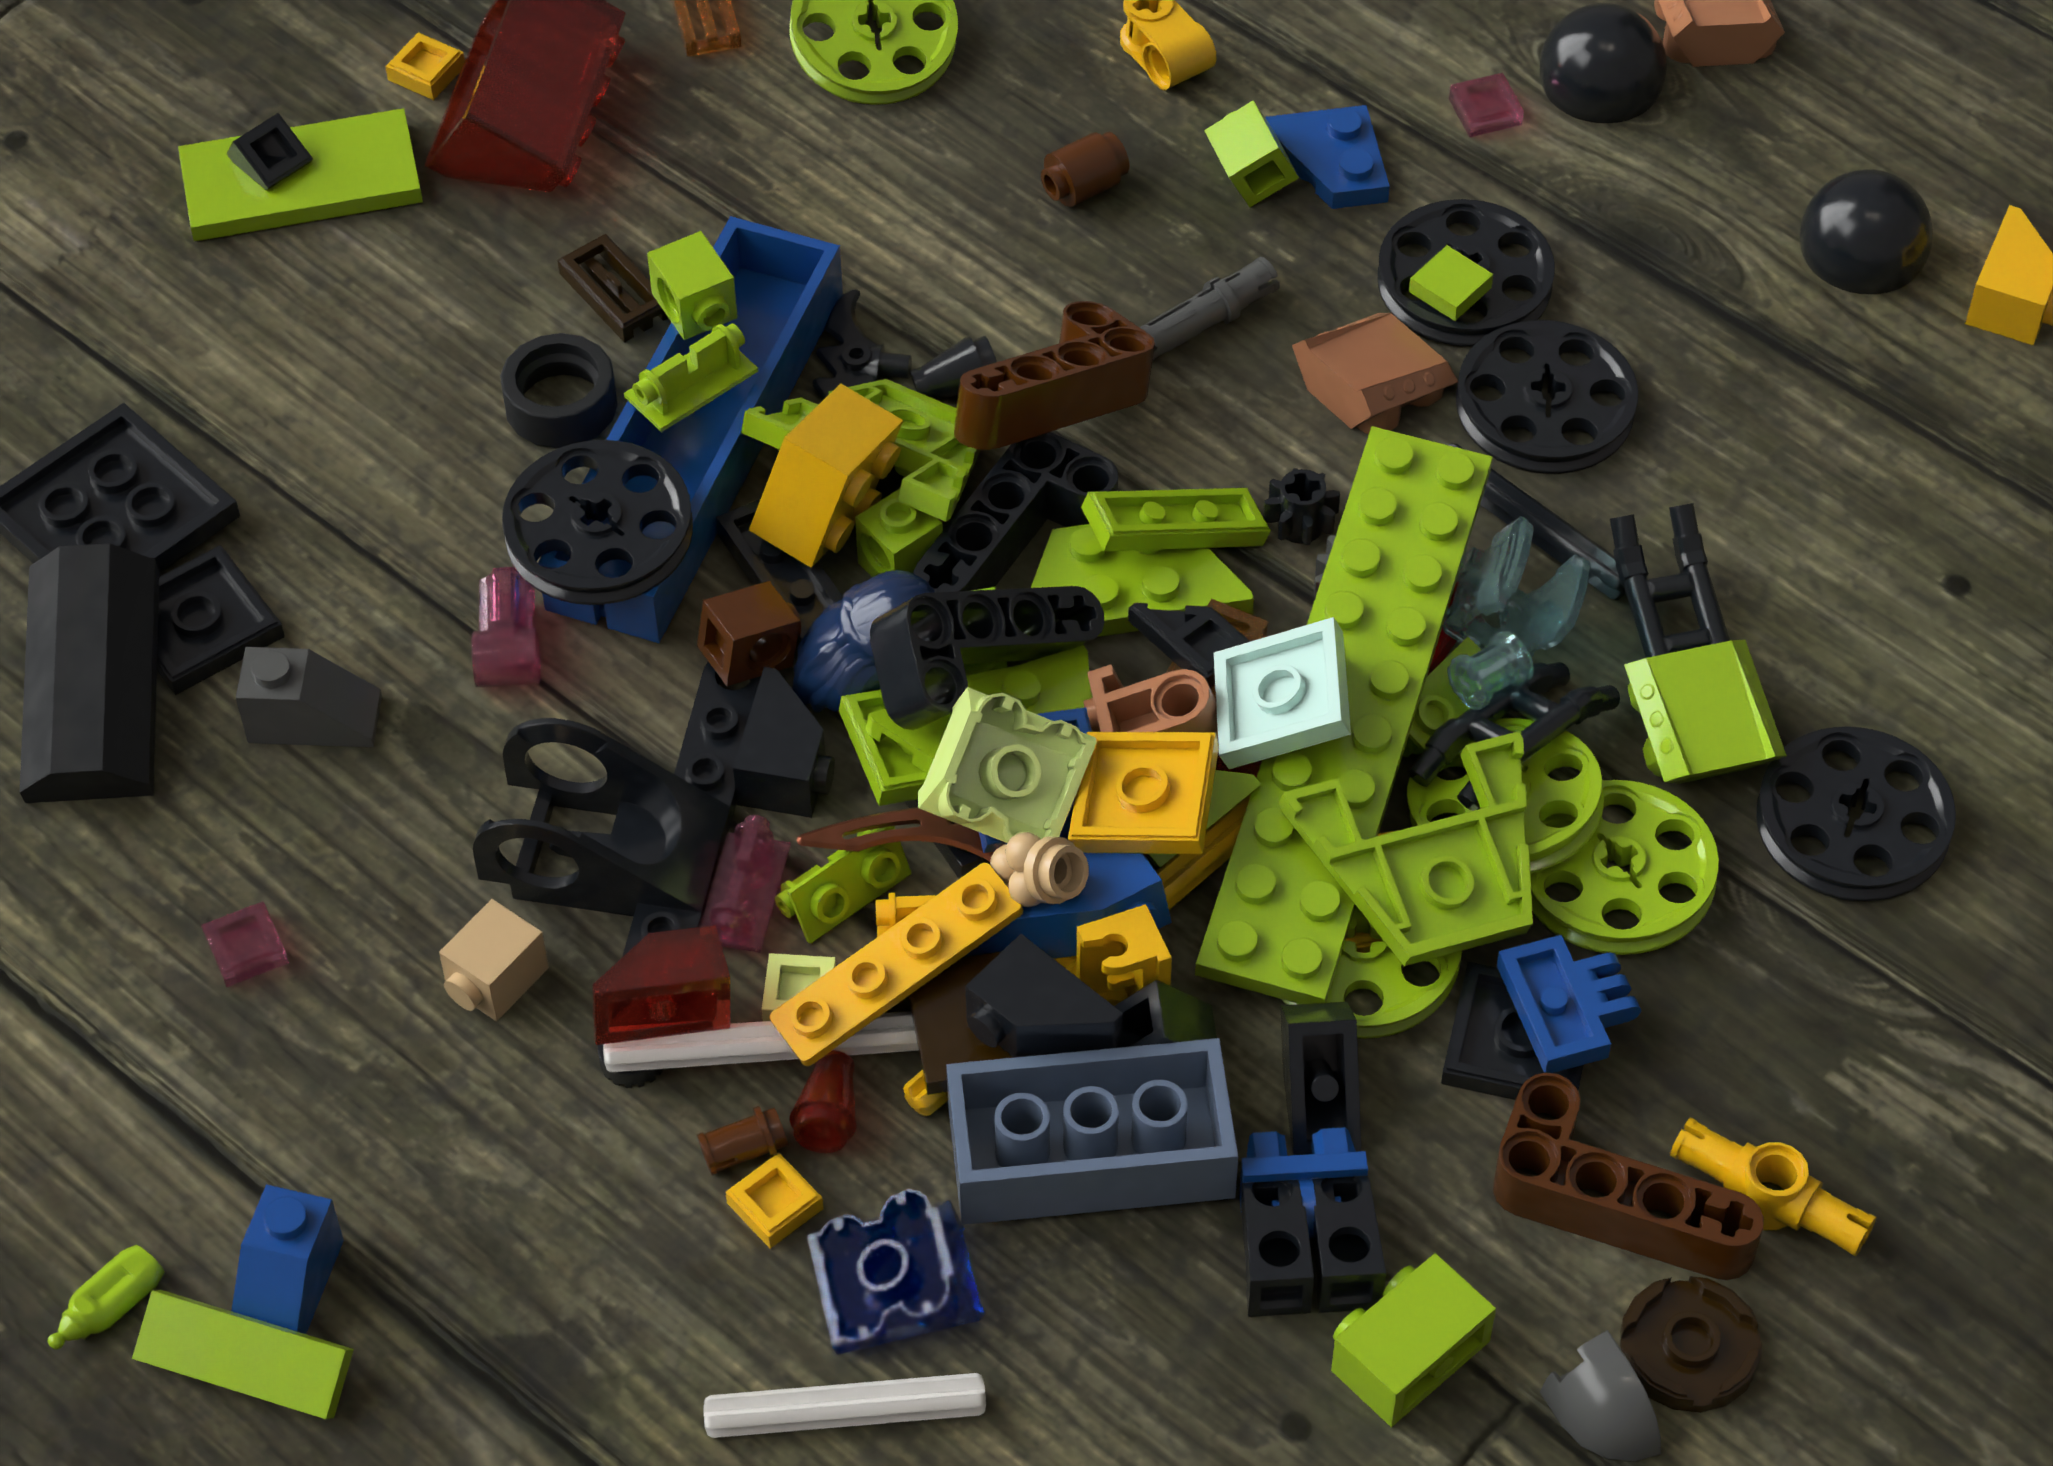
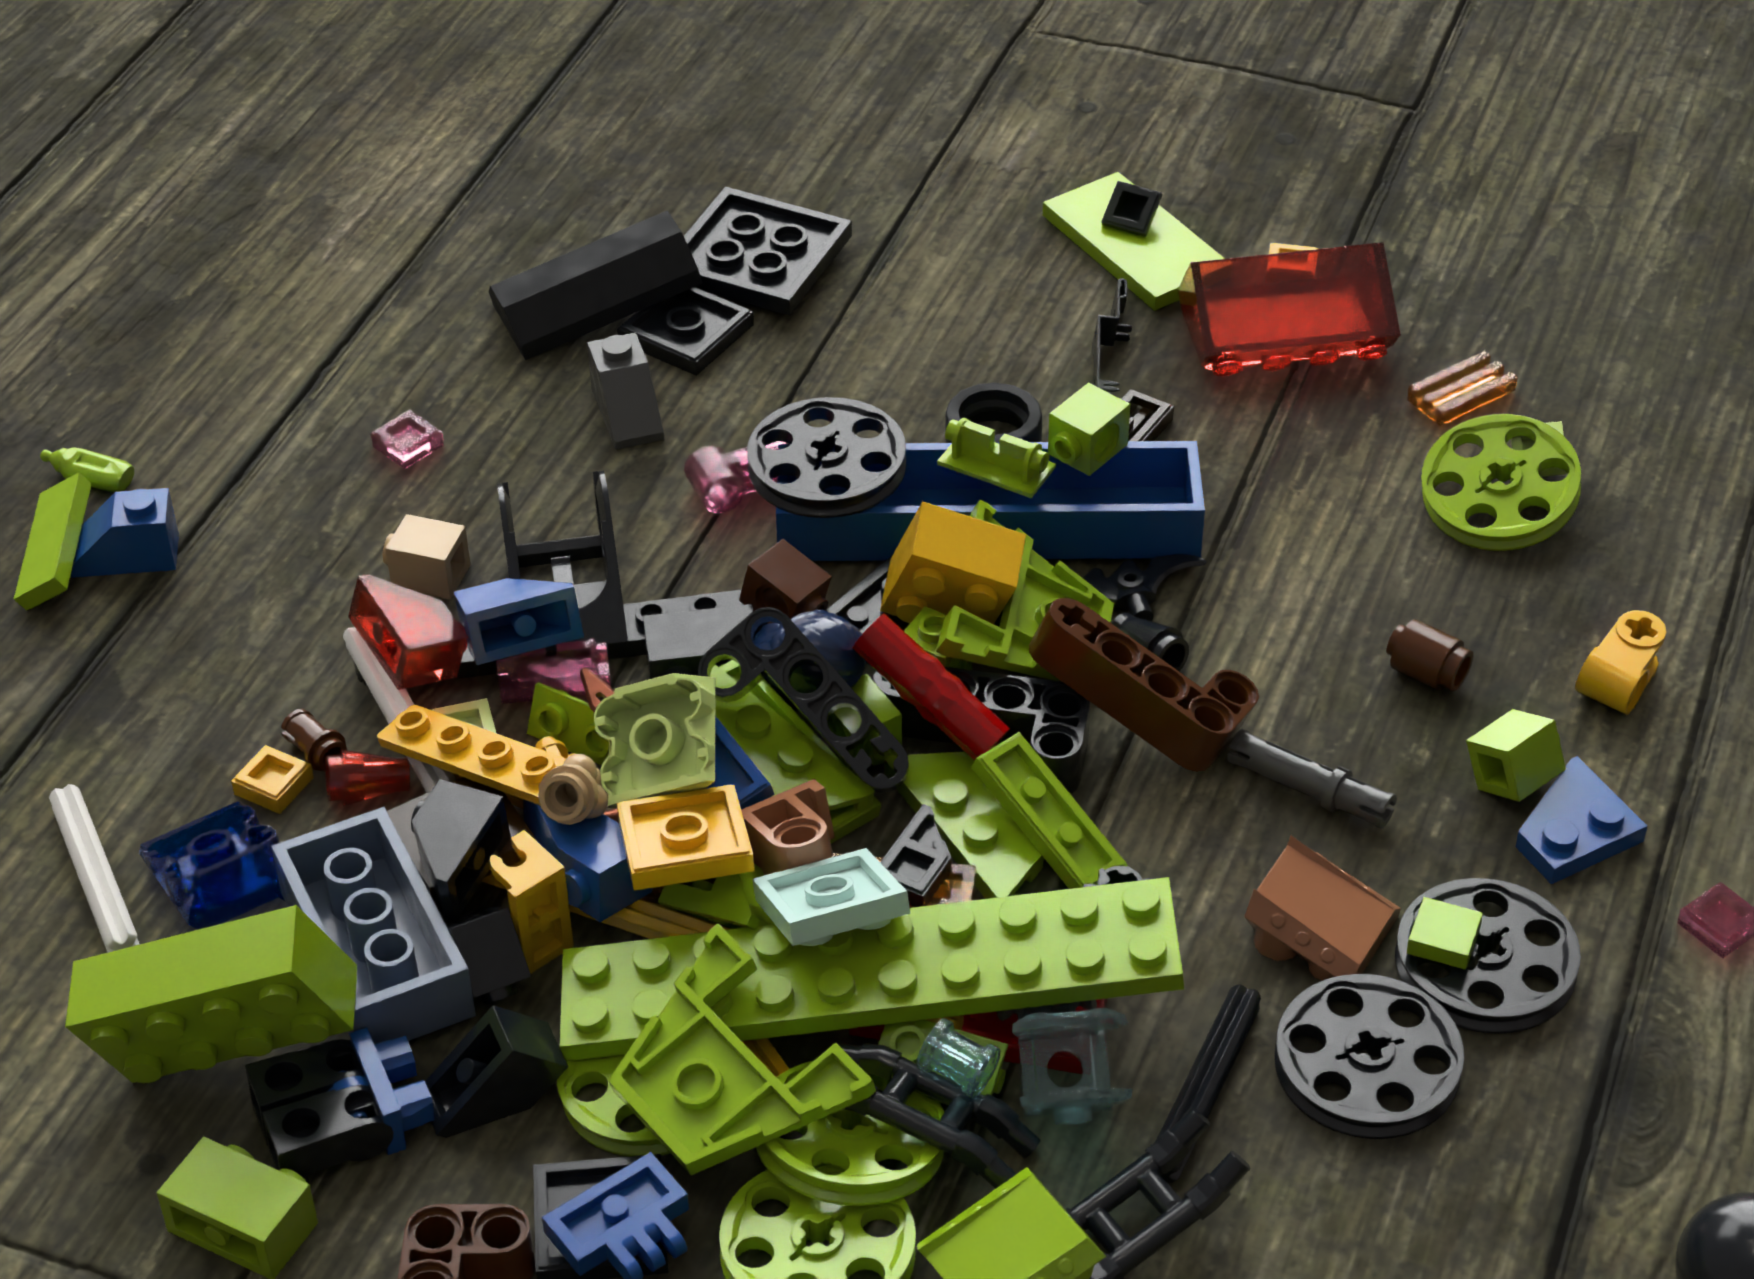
camera: 70 degrees right, 10 degrees down
(415, 223) = (1106, 334): none -> black piece
(699, 873) = (517, 617): none -> blue slope
(995, 541) = (930, 687): none -> red axle
(1185, 1270) = (213, 995): none -> lime brick

